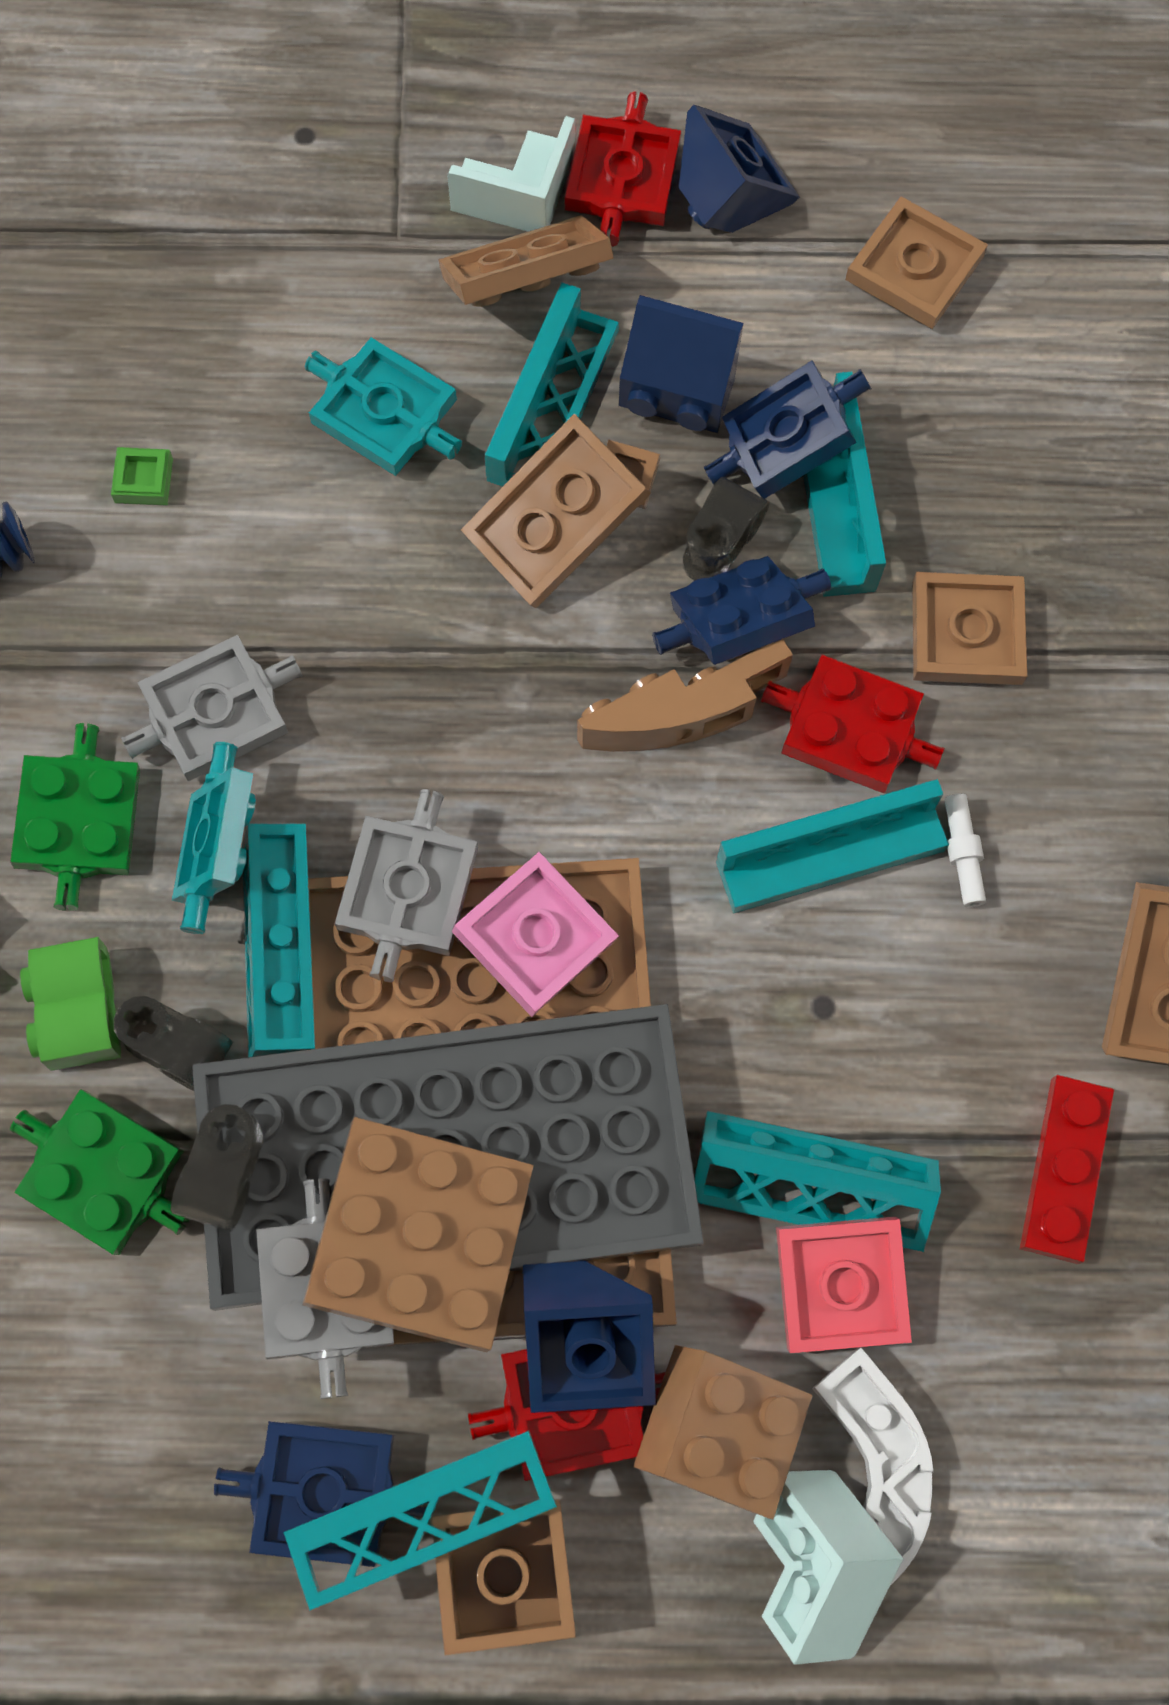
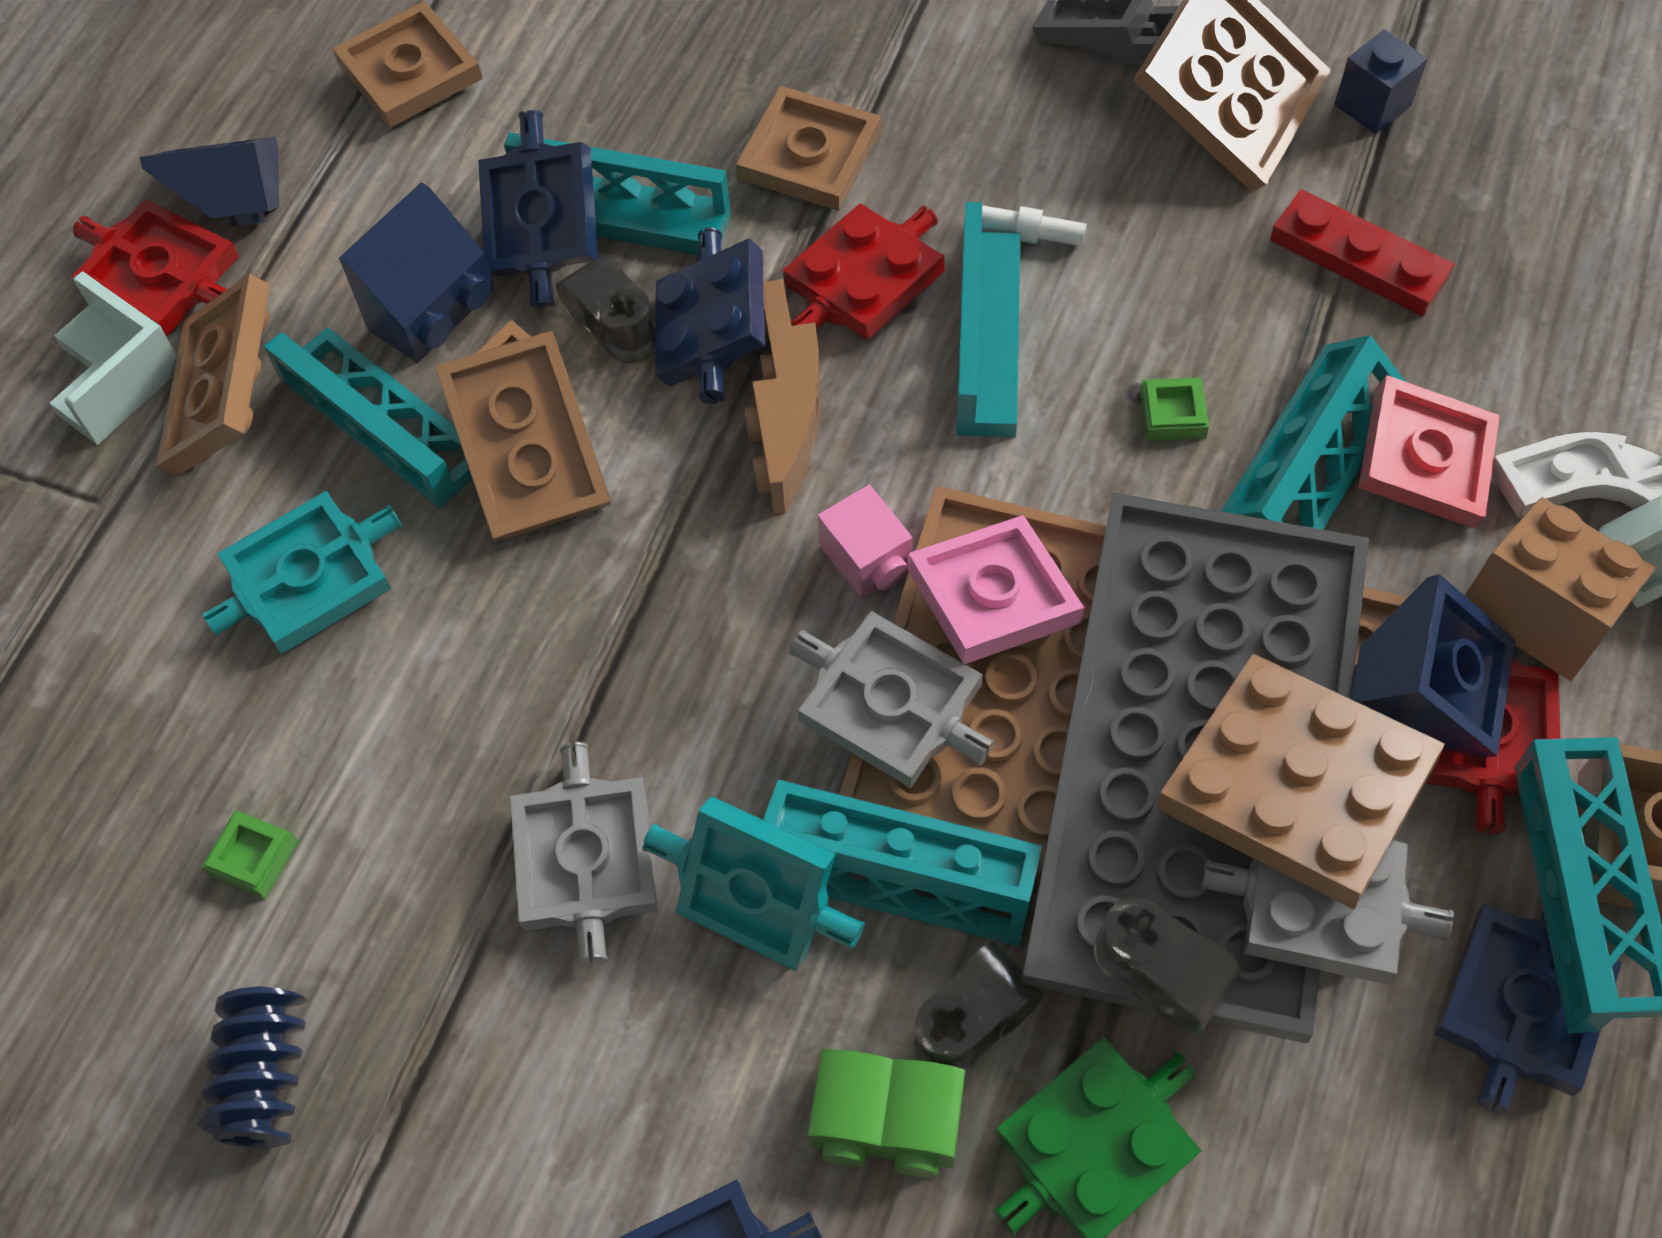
camera: 65 degrees left, 10 degrees down
(75, 816) = (649, 1048): green plate -> none
(562, 819) = (865, 542): none -> bright pink brick
(812, 1041) = (1174, 409): none -> bright green tile

